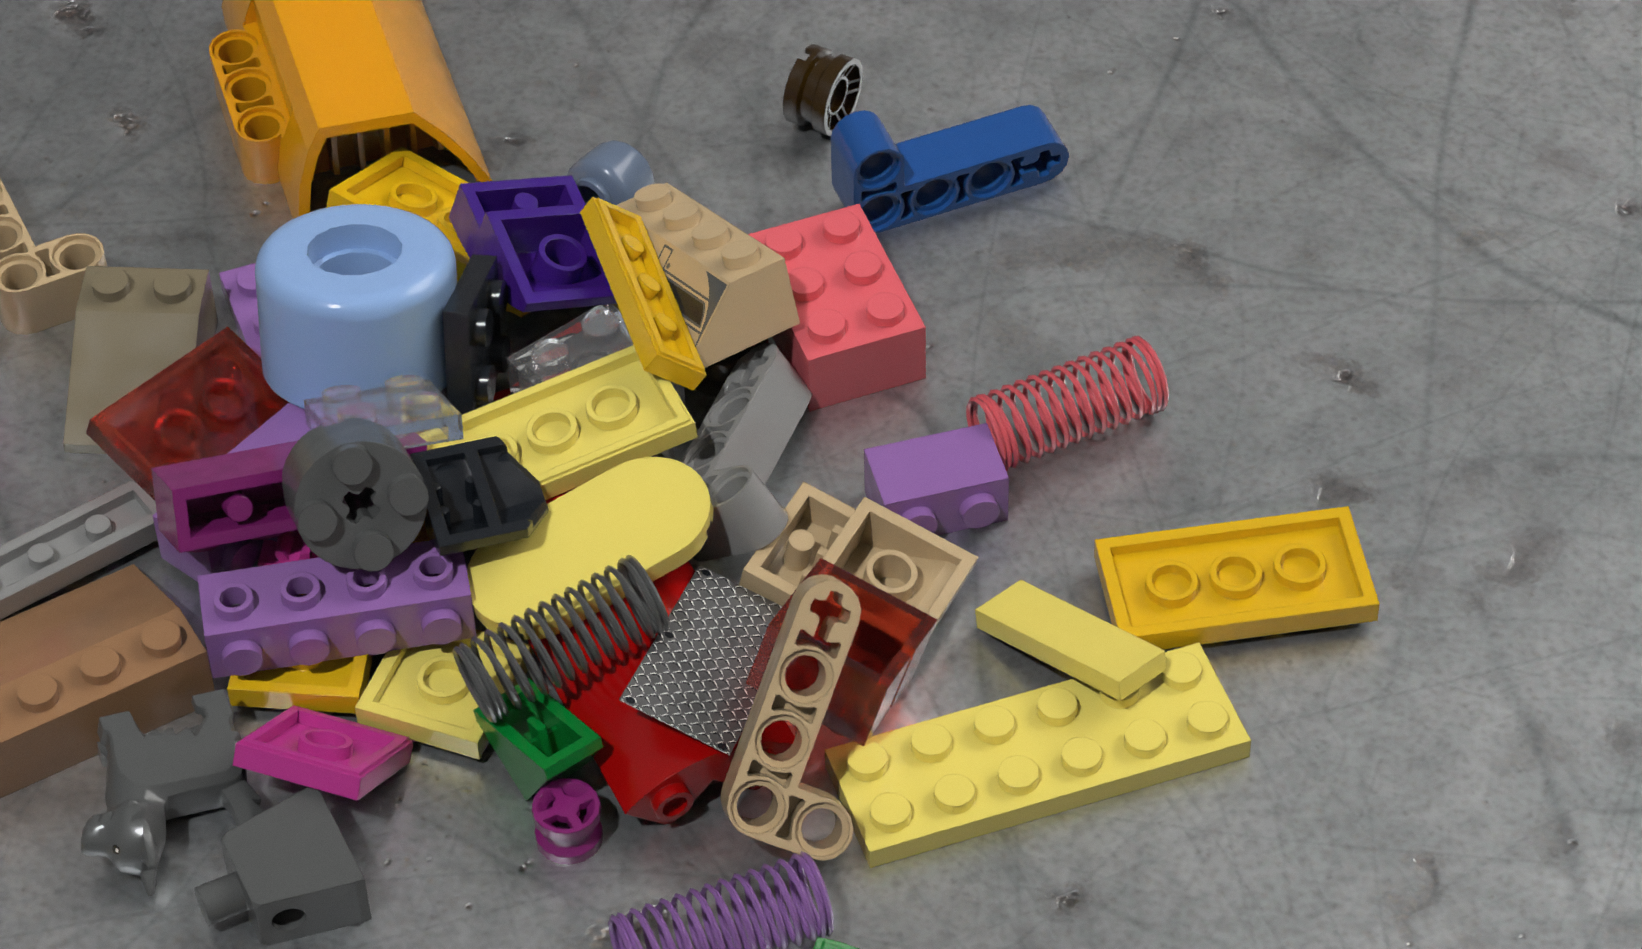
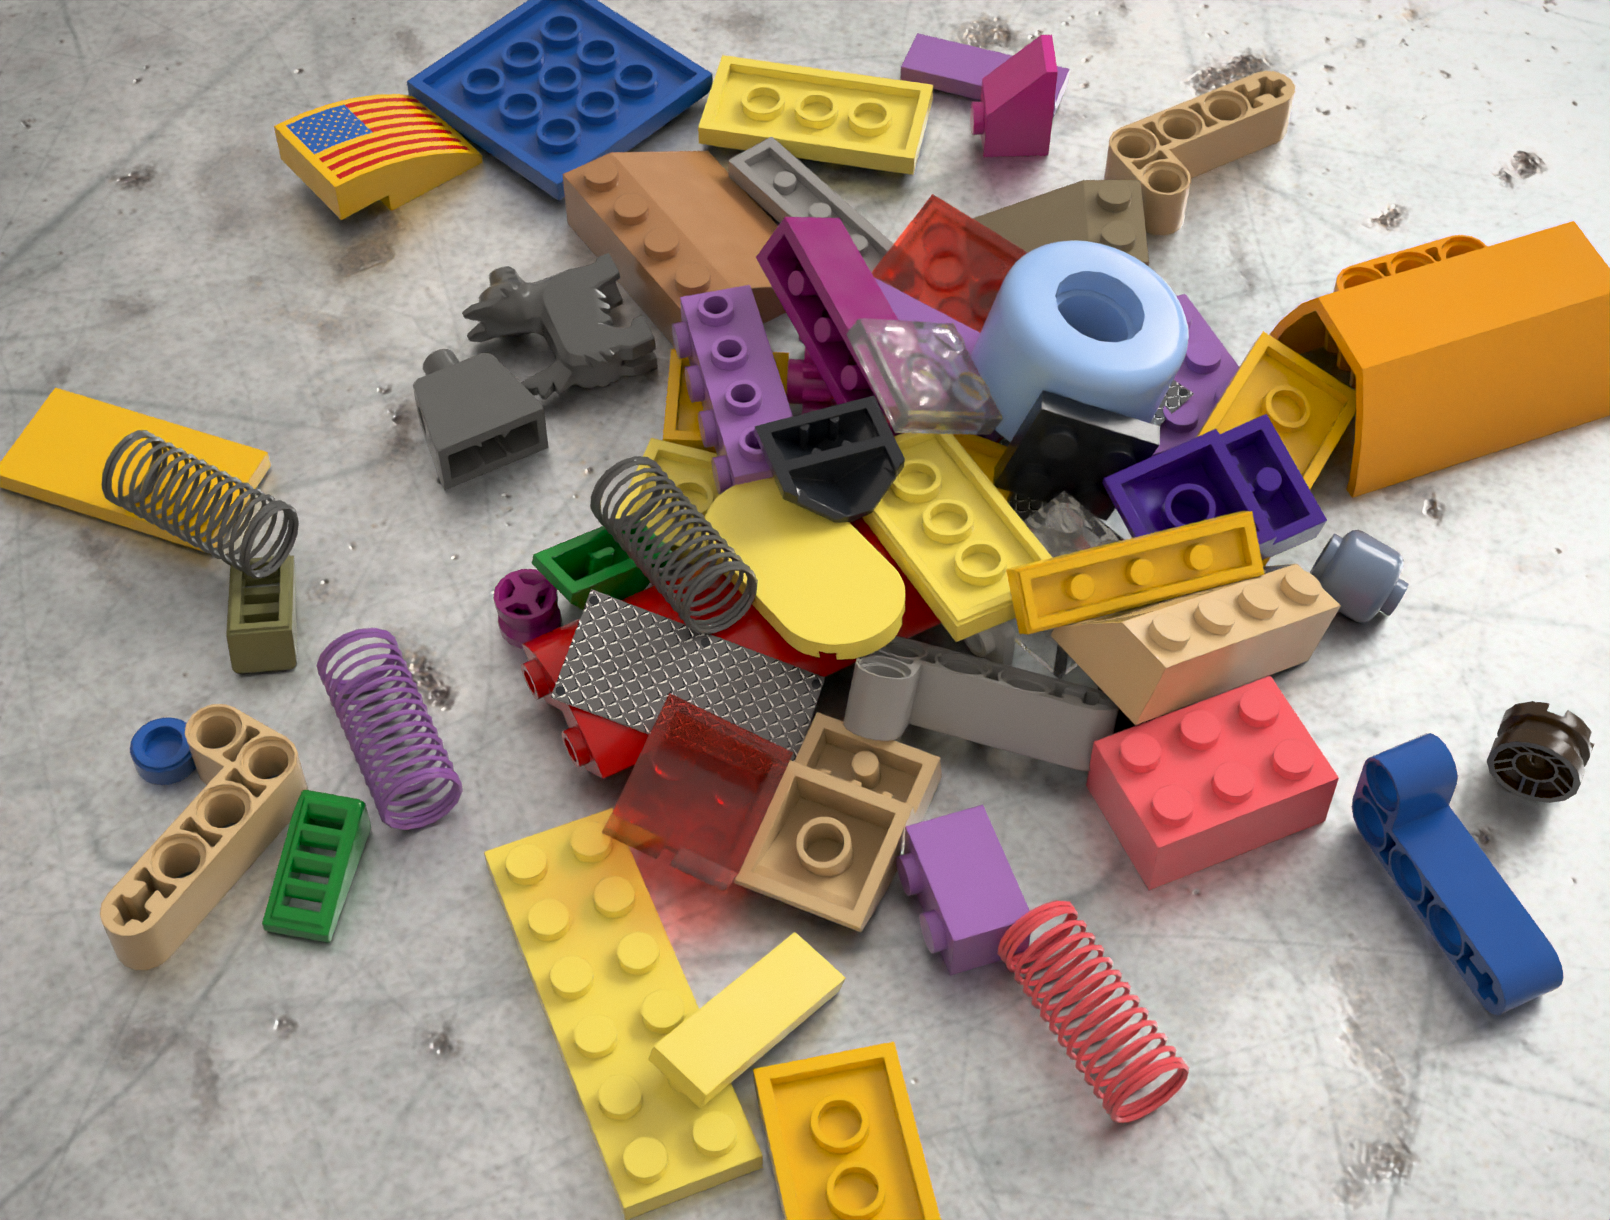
camera: 85 degrees right, 5 degrees up
(323, 752) = (591, 415): dark pink tile -> none
(361, 460) = (804, 349): dark grey brick -> none
(806, 711) = (528, 733): tan beam -> none

